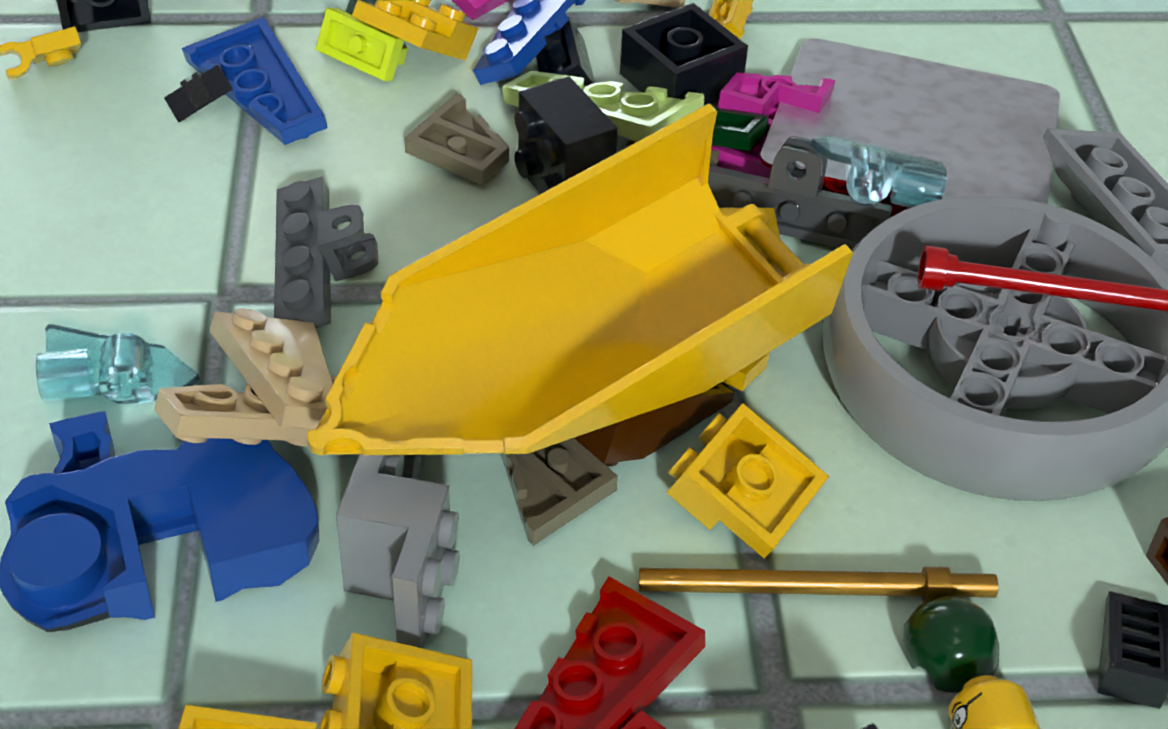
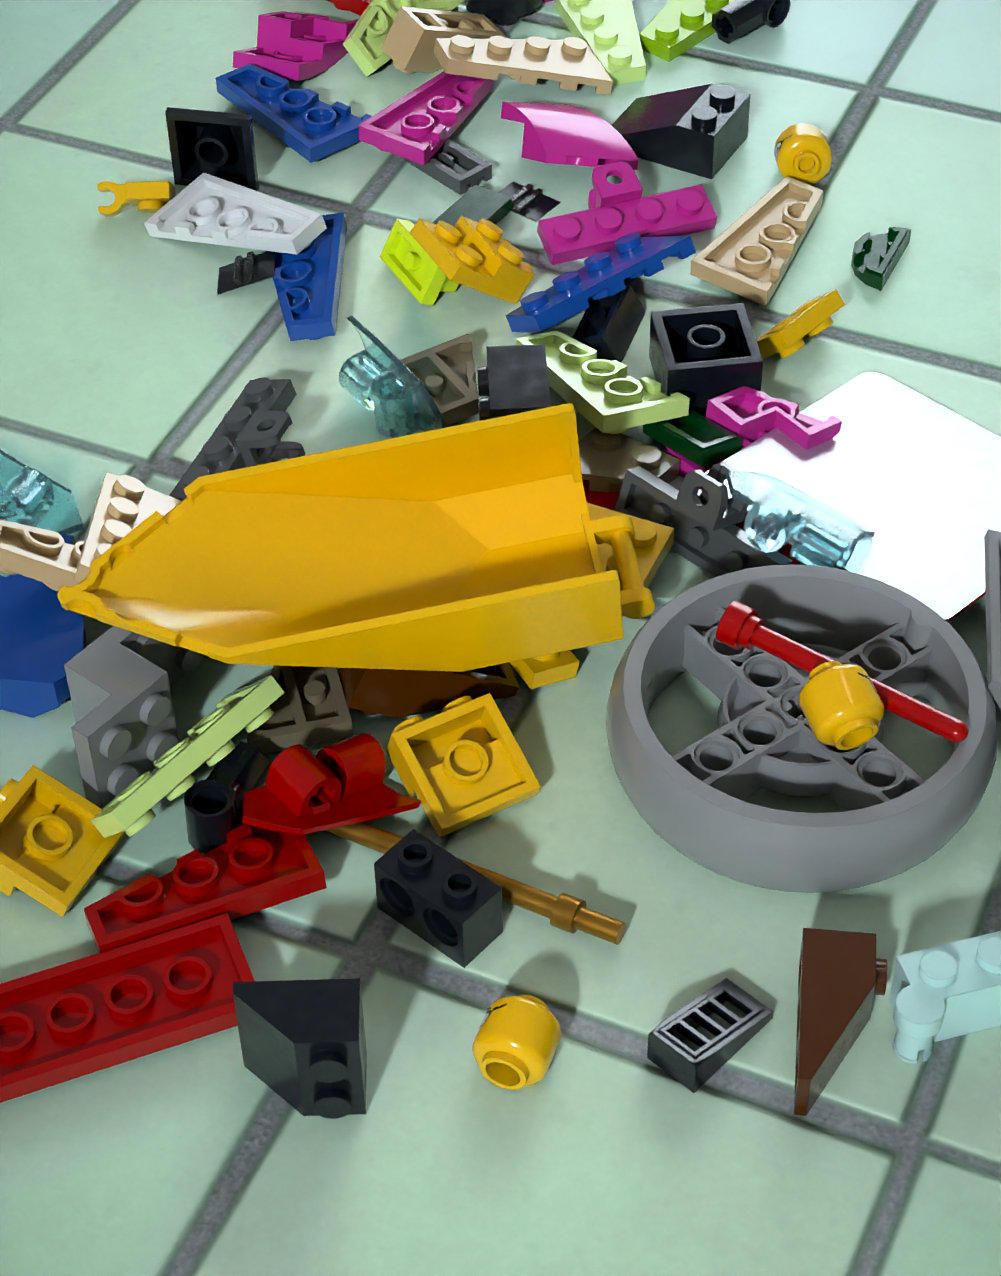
camera: 30 degrees right, 0 degrees up
(154, 45) = (235, 216): none -> white wing
(419, 153) = (388, 388): none -> clear light blue panel
(501, 556) = (210, 744): none -> yellowish green wing
(548, 595) = (217, 803): none -> black piece
(643, 552) = (324, 790): none -> red panel
(826, 615) = (439, 897): none -> black brick
(951, 642) = (542, 962): dark green hair -> none
(1078, 307) = (841, 705): none -> yellow head

